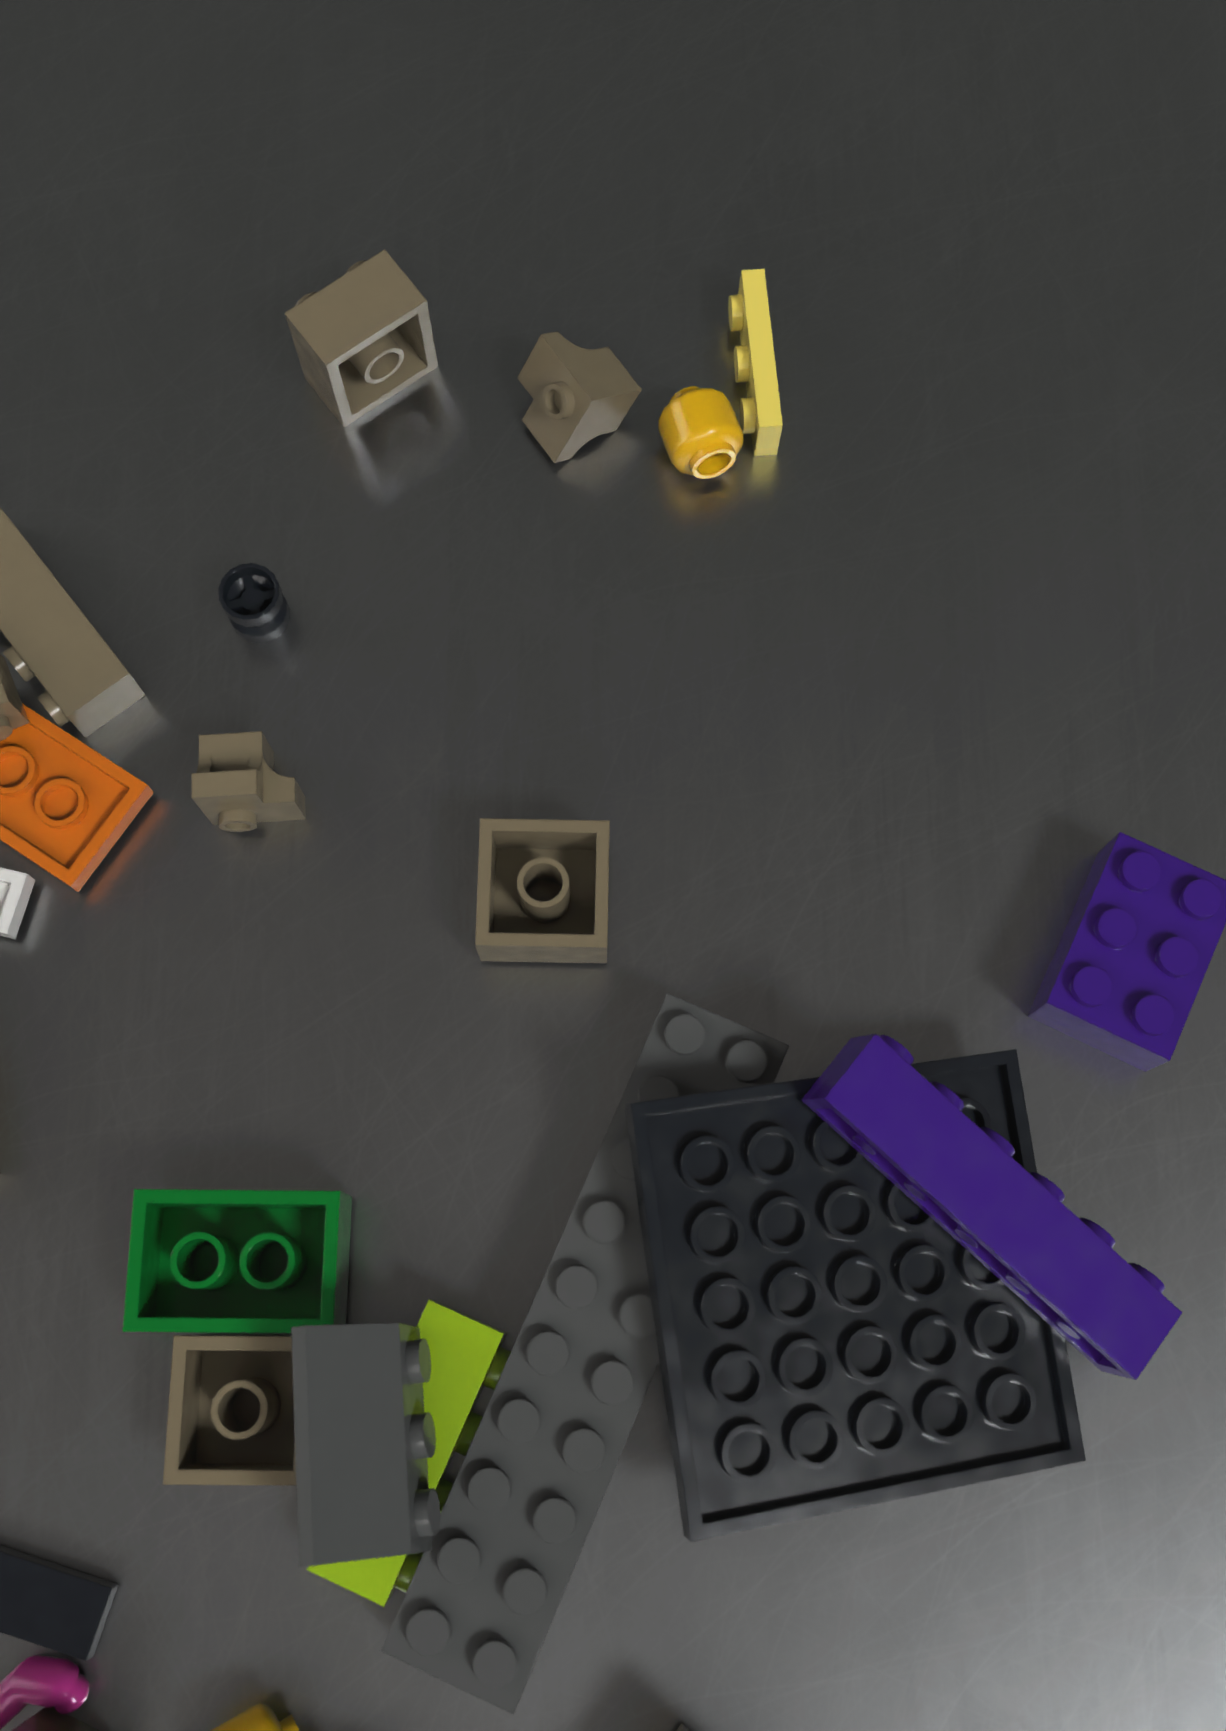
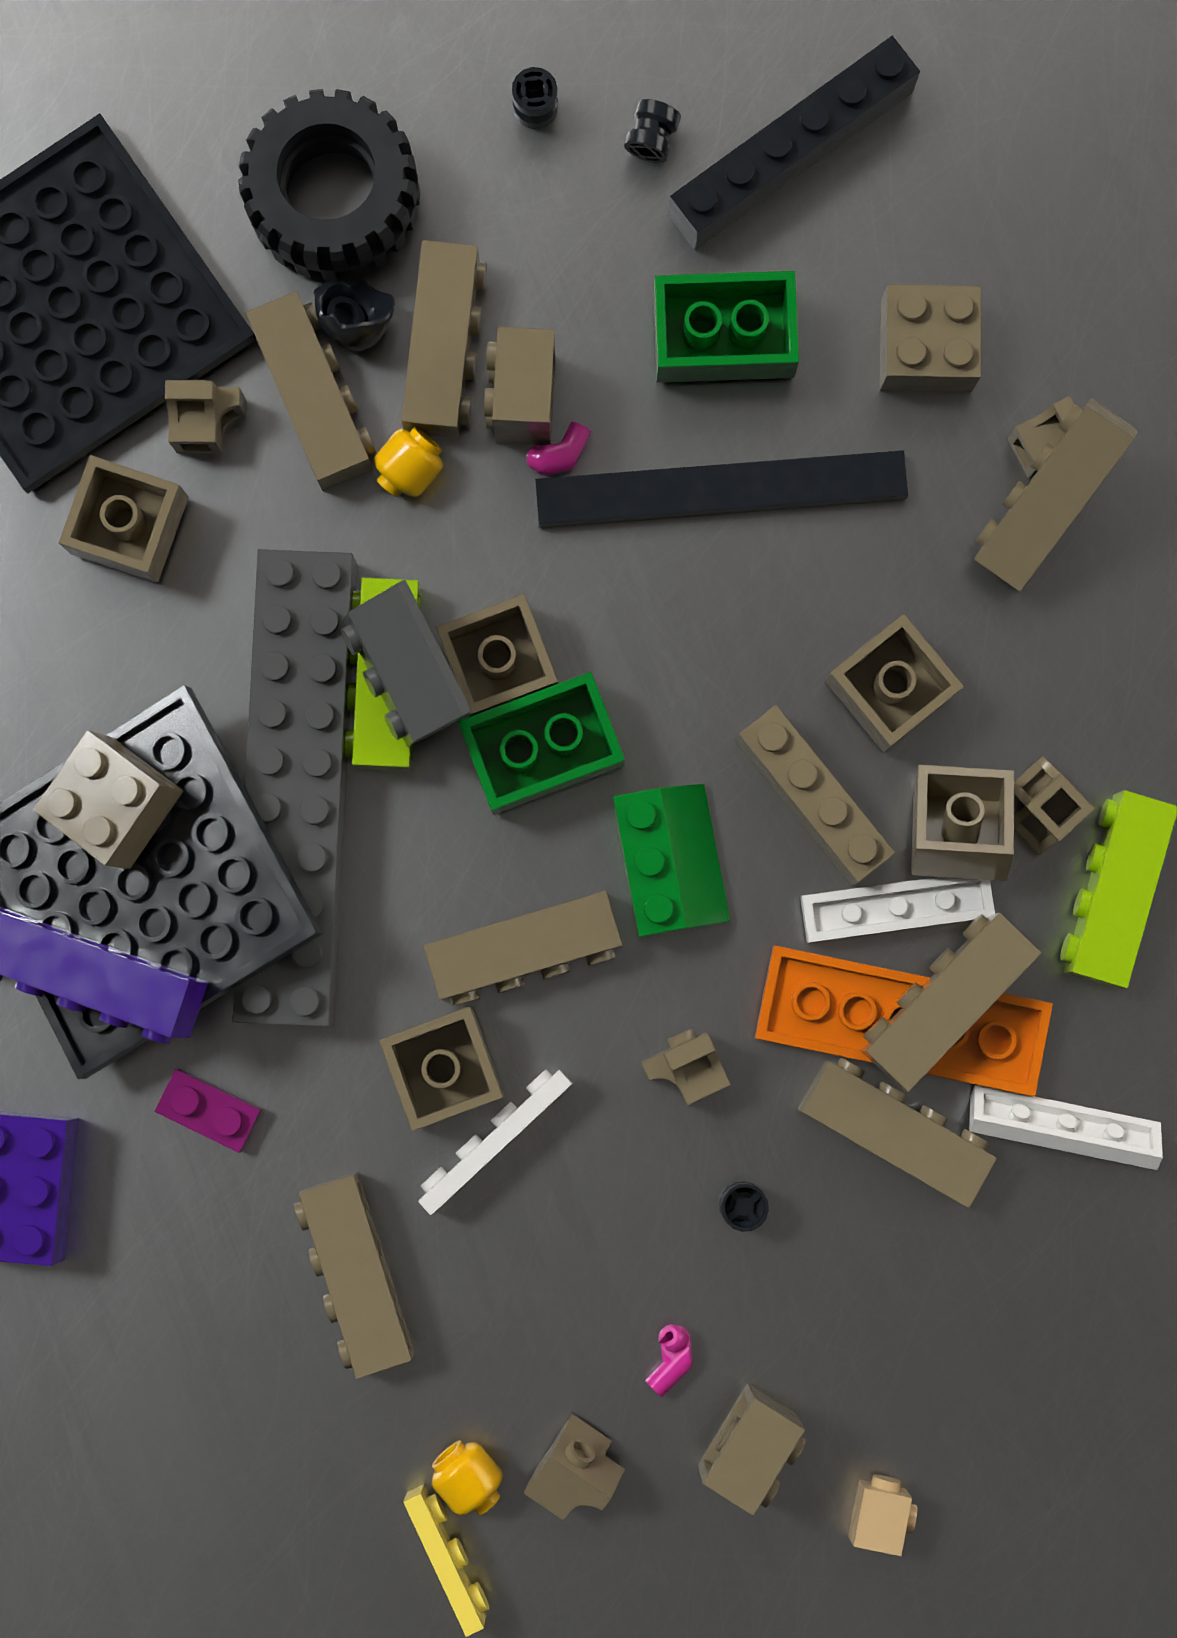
camera: 160 degrees right, 10 degrees up
(154, 1045) = (670, 859): none -> green slope
(258, 236) = (882, 1515): none -> tan brick
(380, 1005) = (522, 946): none -> dark tan brick
(411, 475) = (676, 1359): none -> dark pink arm
(537, 778) = (478, 1153): none -> white plate
(746, 698) = (355, 1276): none -> dark tan brick
(855, 1410) = (108, 800): none -> brick
(859, 960) = (208, 1110): none -> magenta plate

